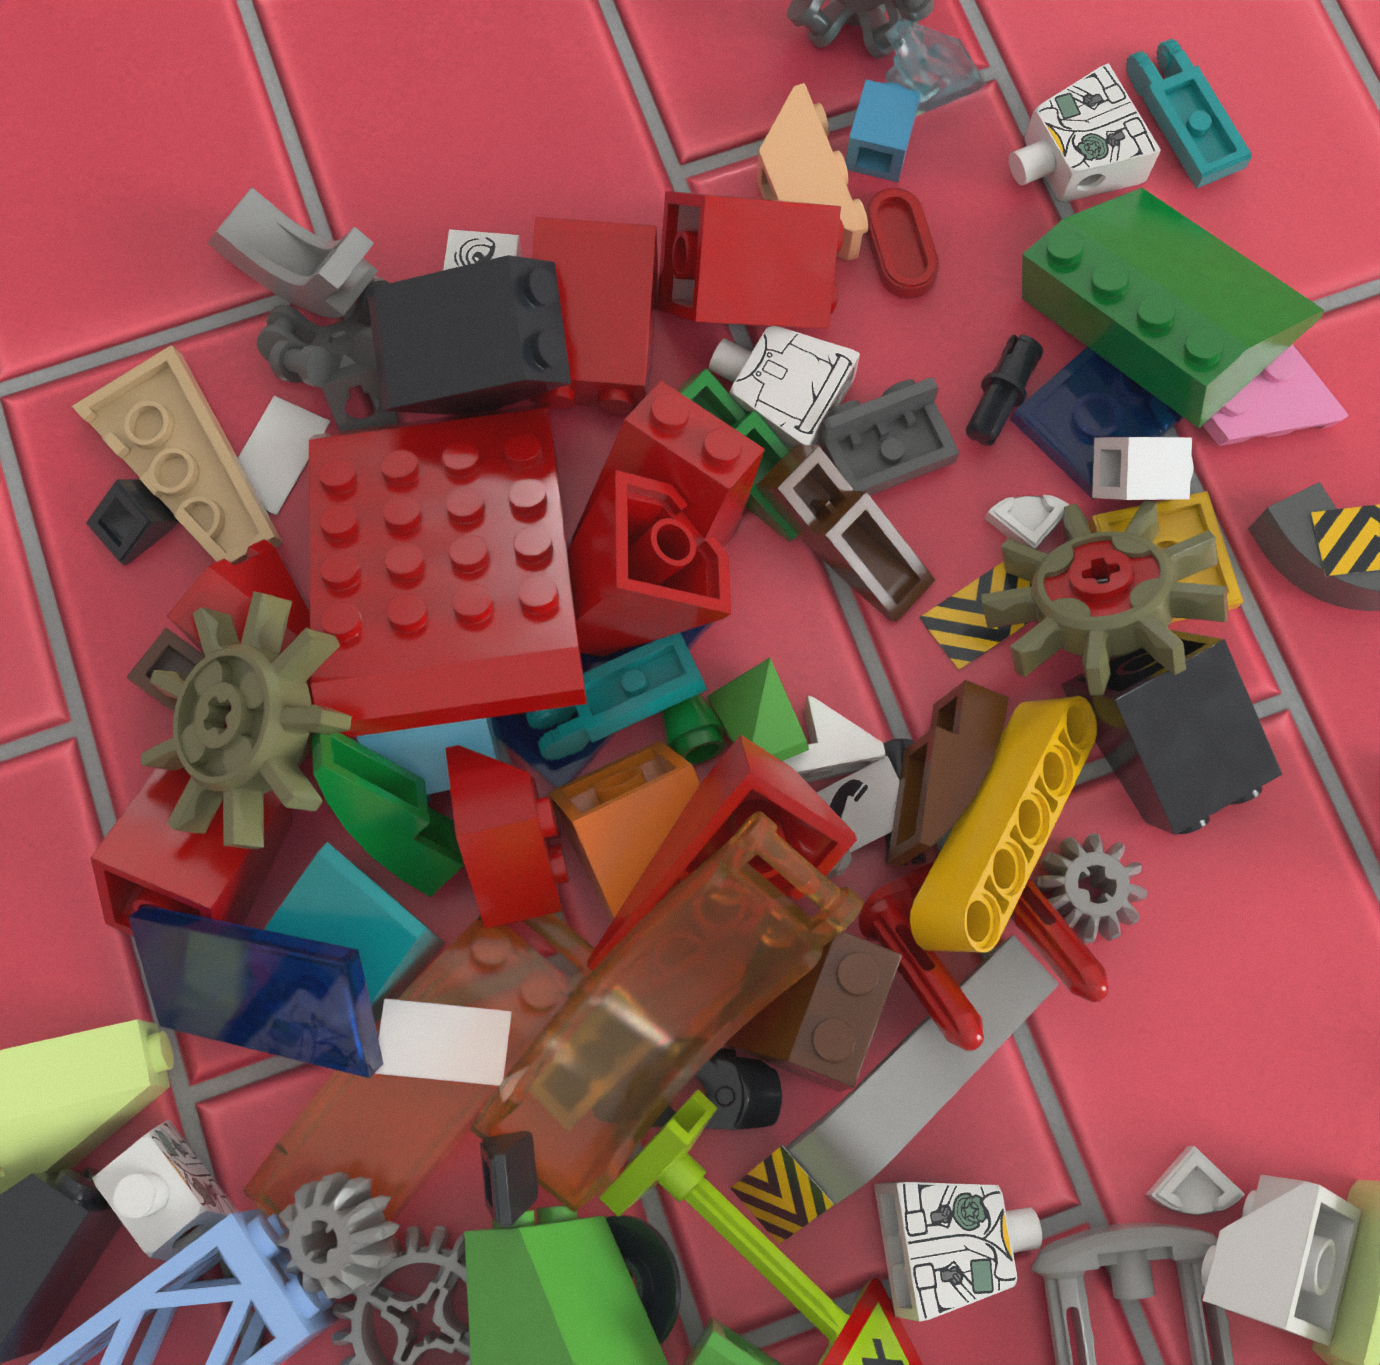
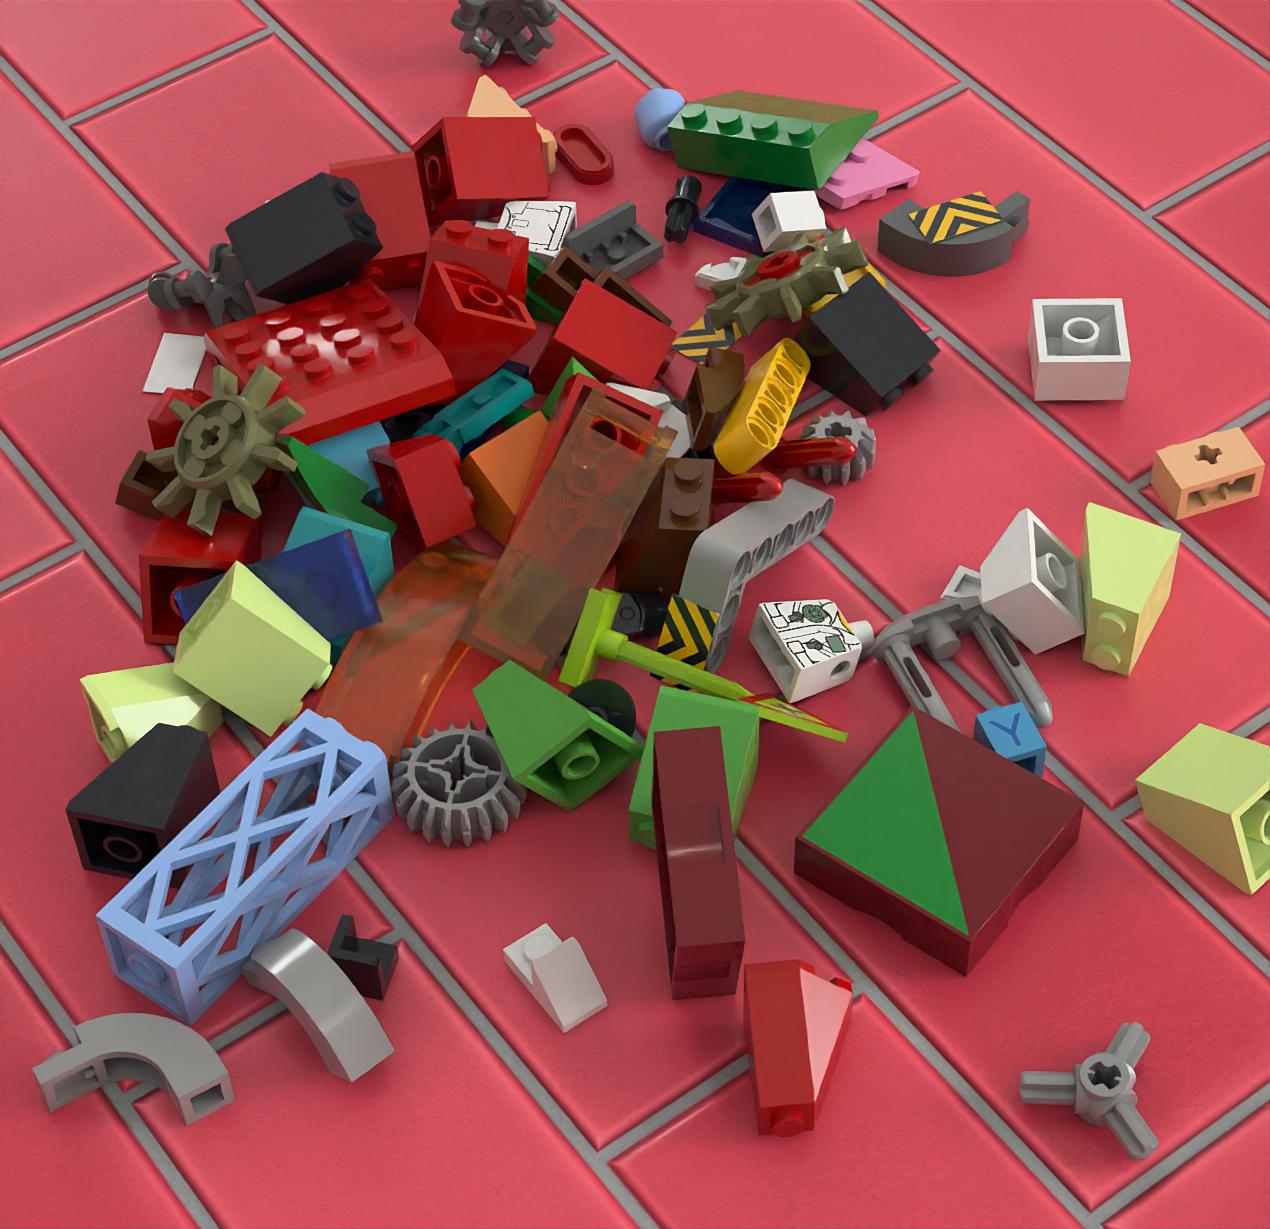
camera: 15 degrees left, 25 degrees down
(130, 519) = (83, 419): black slope -> none
(163, 1192) = (238, 737): white torso -> none
(180, 452) = (102, 366): tan wing -> none
(197, 1051) = (252, 652): none -> yellowish green slope
(292, 261) = (145, 247): light grey arch -> none
(337, 1235) = (385, 714): light grey gear -> none
(443, 1042) = (421, 607): white sticker -> none
(509, 1175) = (487, 645): black slope -> none
(823, 626) = (608, 340): none -> red slope
(882, 130) = (548, 94): dark azure brick -> none
(931, 65) = (568, 58): clear light blue slope -> none
(1021, 215) = (654, 113): none -> light blue head
(1086, 140) = (692, 66): white torso -> none
(1189, 114) = (754, 44): teal hinge -> none

